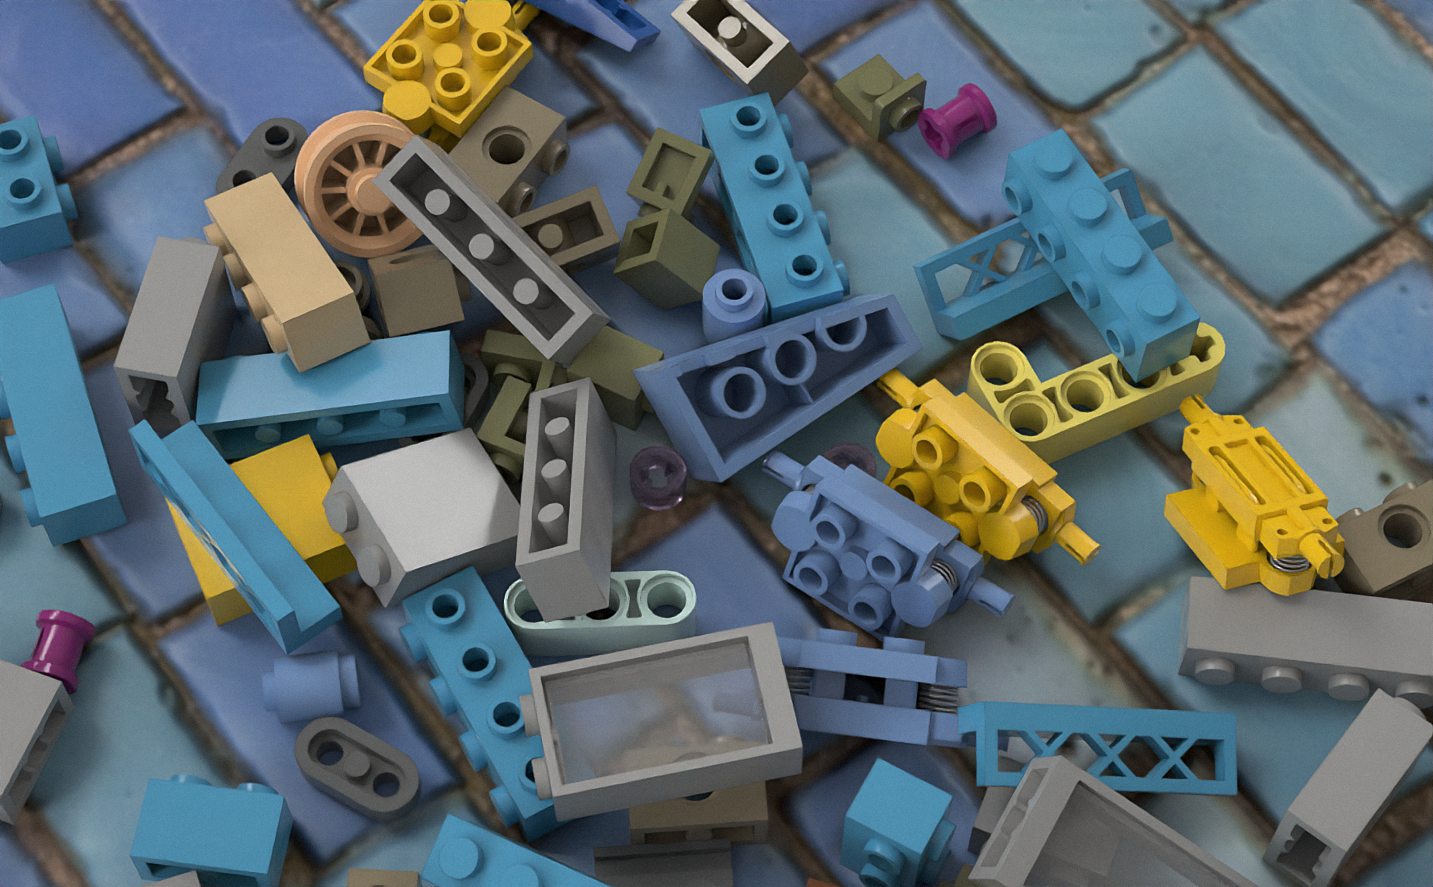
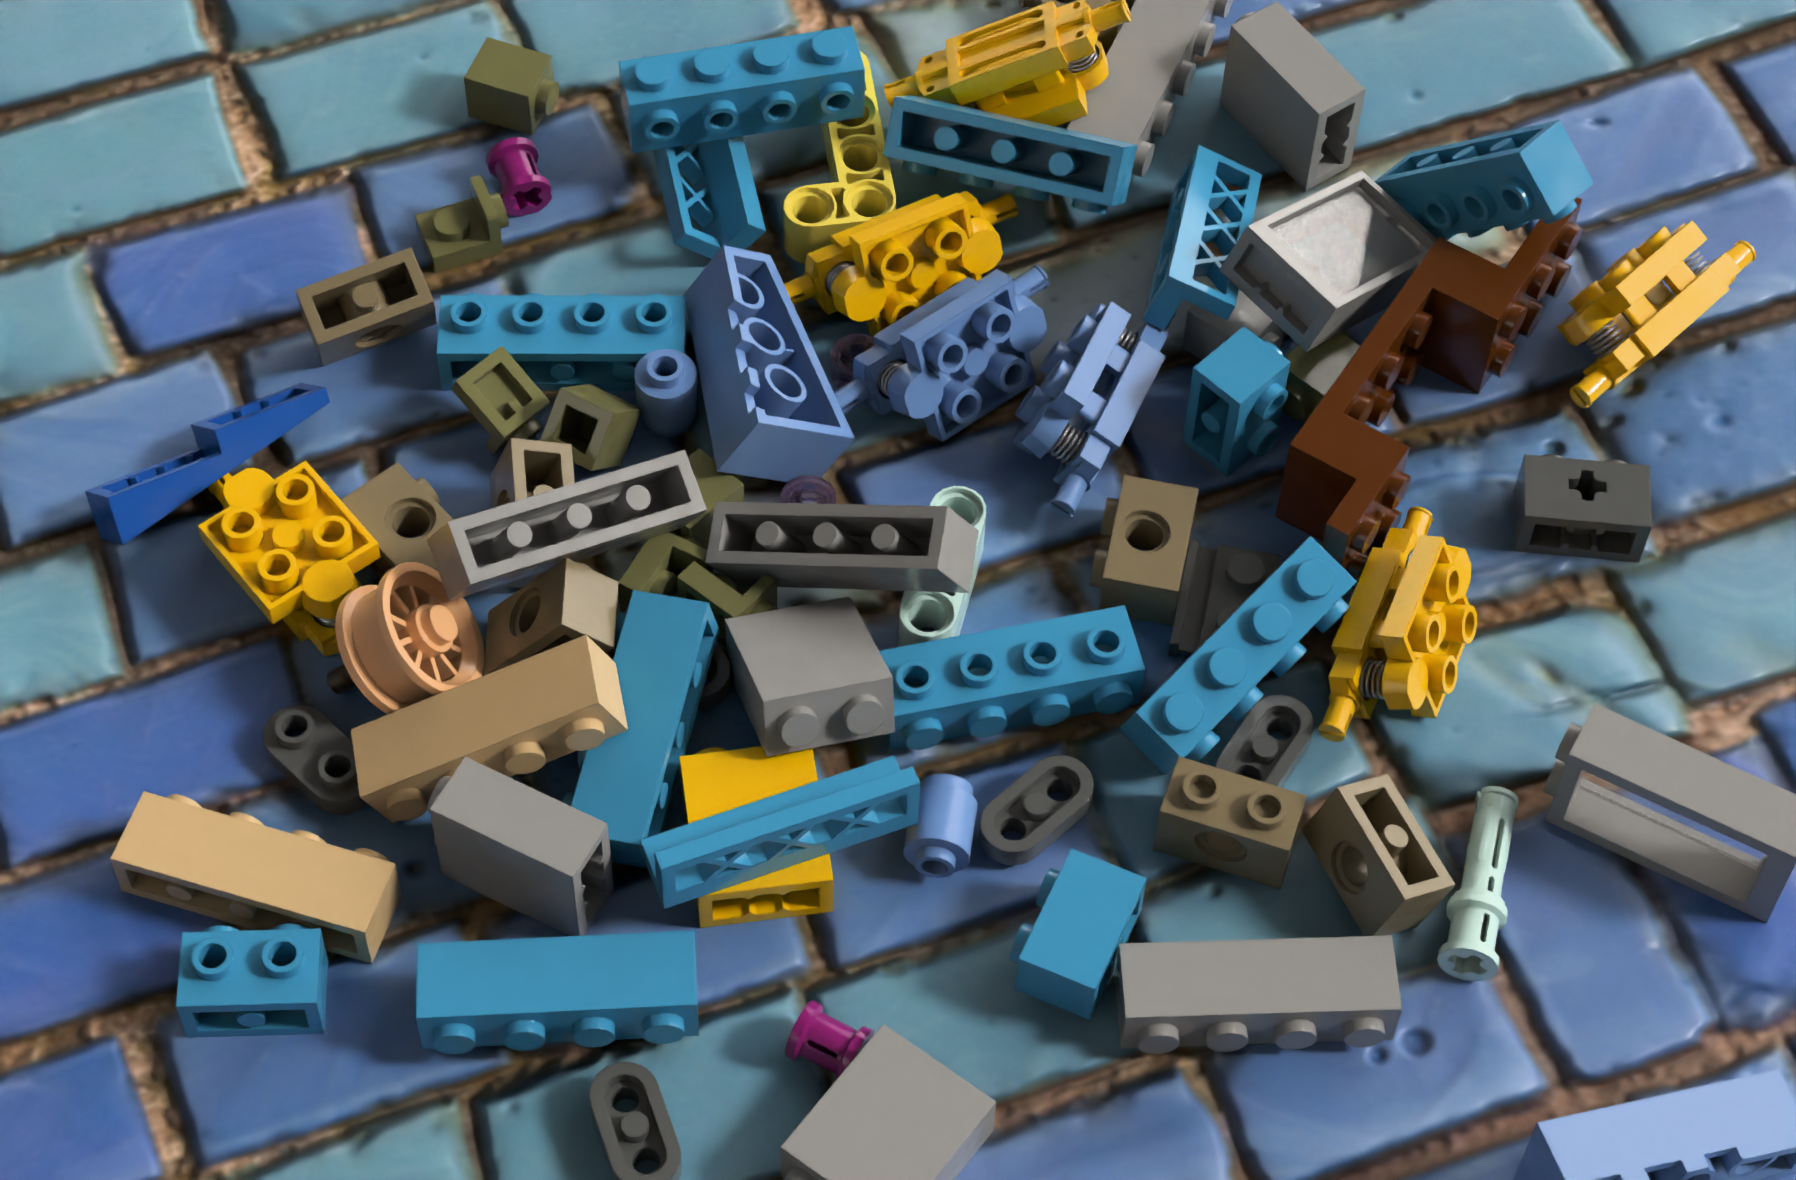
camera: 75 degrees left, 5 degrees down
(123, 159) = (256, 874): none -> tan brick
(662, 722) = (1104, 520): window -> none
(1063, 79) = (510, 86): none -> olive brick
(1136, 527) = (1010, 151): none -> dark azure brick

